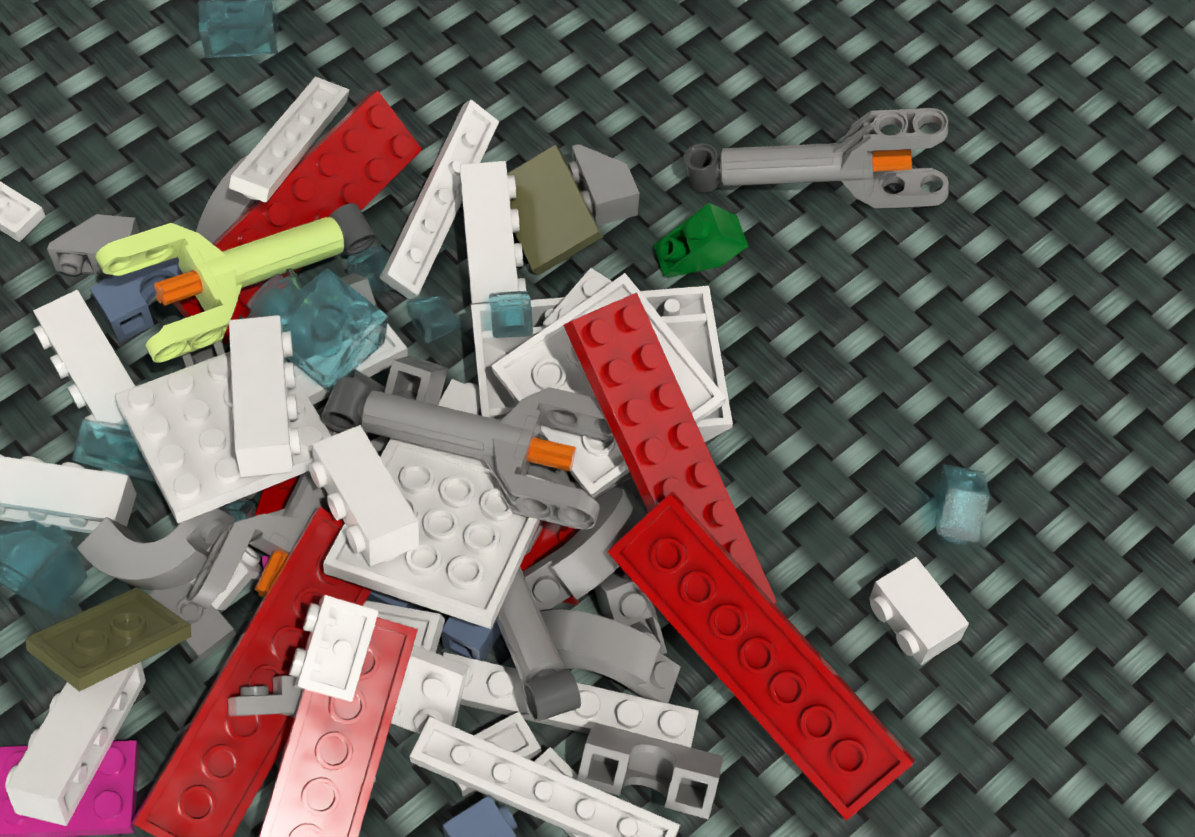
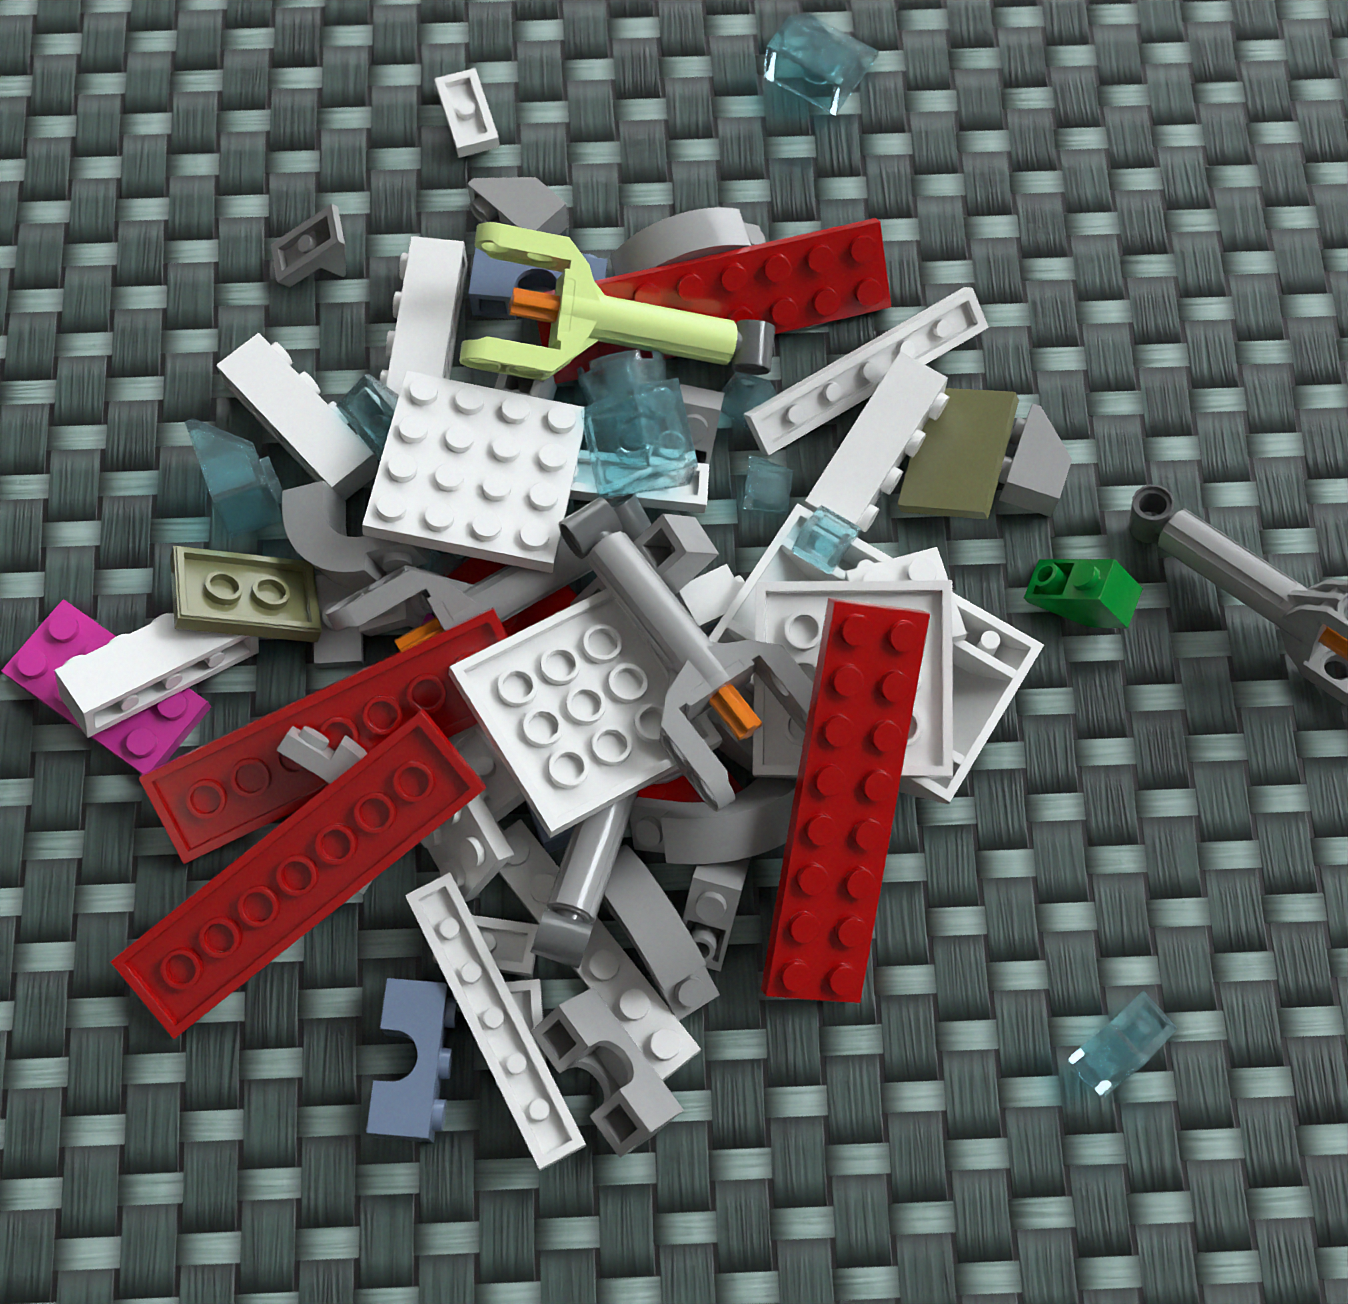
camera: 40 degrees right, 10 degrees up
(261, 396) = (518, 466): white brick -> none
(288, 140) = (758, 218): white plate -> none
(334, 647) = (393, 756): white bracket -> none
(364, 496) = (529, 629): white brick -> none
(761, 656) = (784, 1049): red plate -> none
(917, 611) = (985, 1116): white brick -> none

